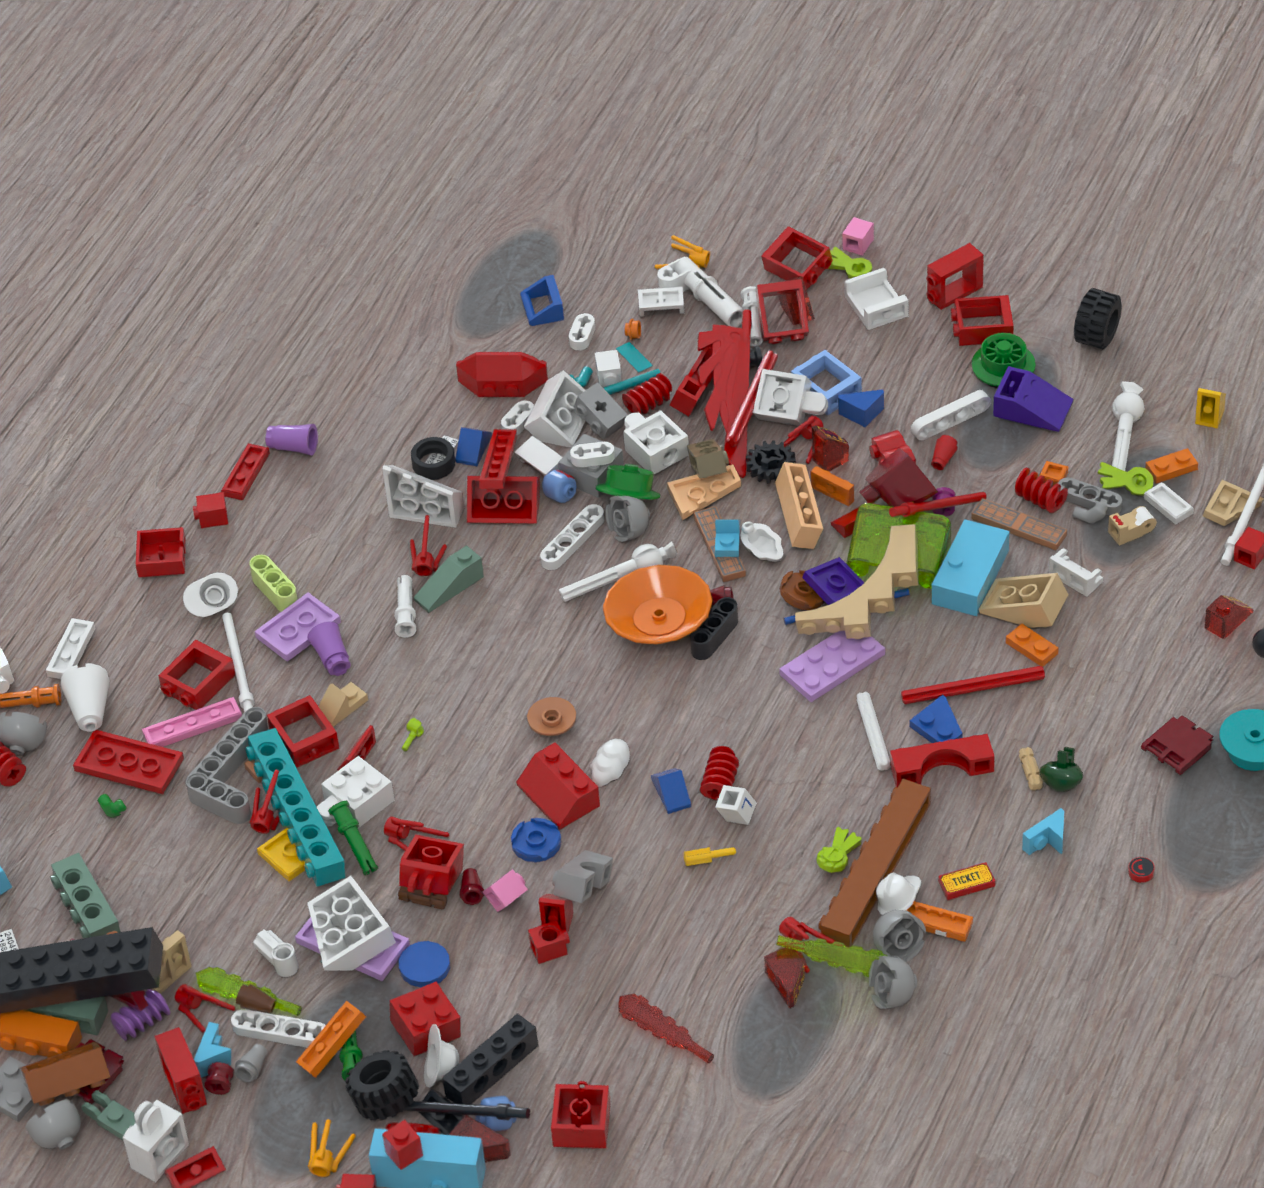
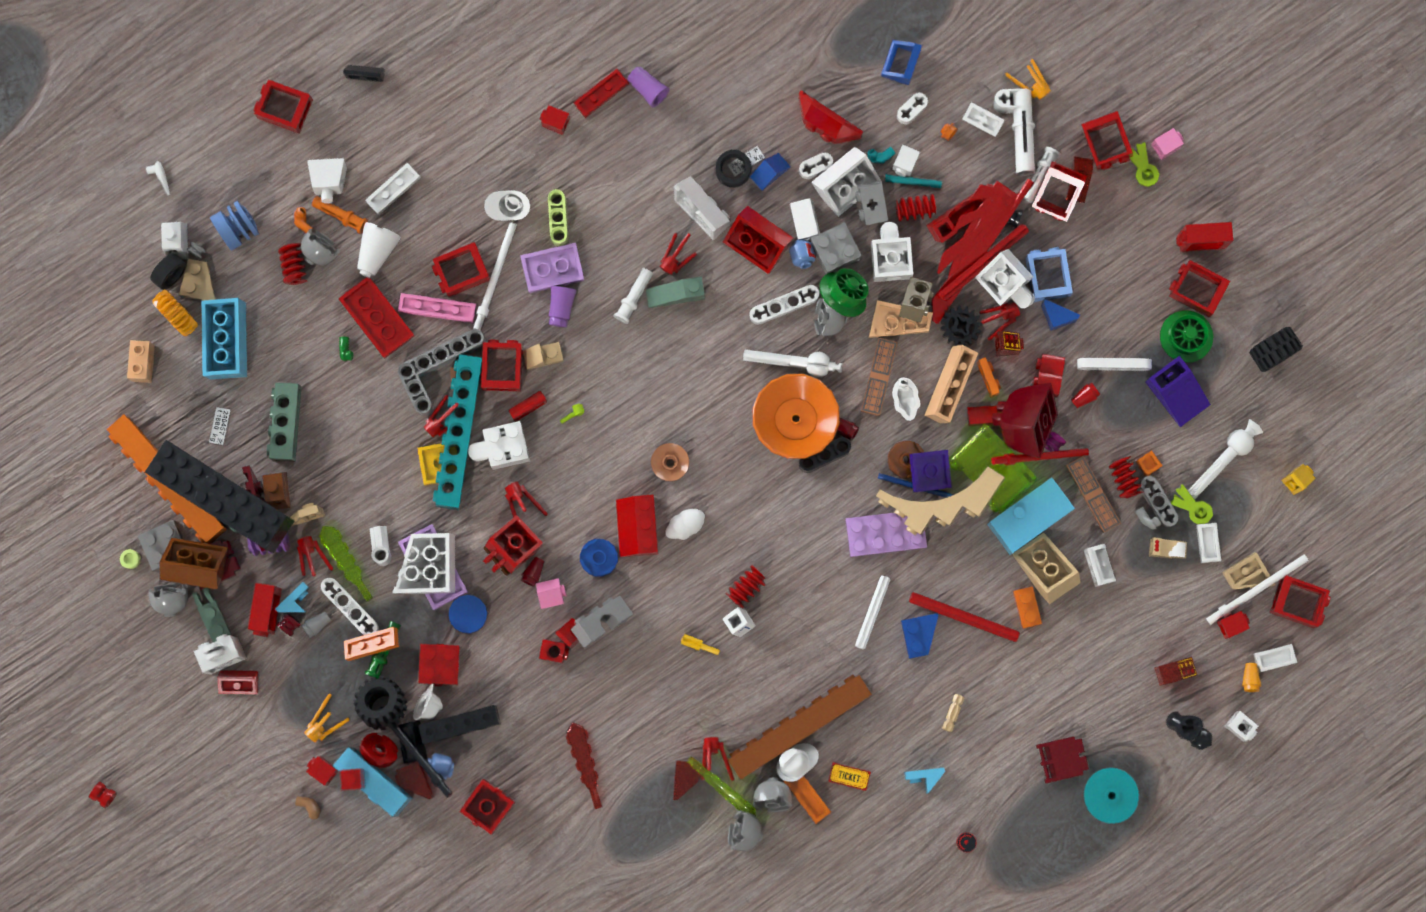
camera: 30 degrees right, 35 degrees up
(160, 552) = (492, 133): red piece -> none
(254, 999) = (344, 578): reddish brown cone -> none
(349, 827) = (479, 477): green pin -> none
(498, 459) = (769, 211): red plate -> none
(592, 454) = (836, 247): white beam -> none
(634, 357) = (934, 155): teal sticker -> none
(672, 790) = (710, 573): blue slope -> none
(727, 537) = (886, 378): medium azure slope -> none
(835, 858) = (775, 702): lime piece -> none
(875, 299) = (1138, 215): white panel -> none
(969, 753) = (922, 679): red arch -> none
(1063, 773) = (968, 735): dark green piece -> none
(1172, 465) = (1235, 510): orange plate -> none

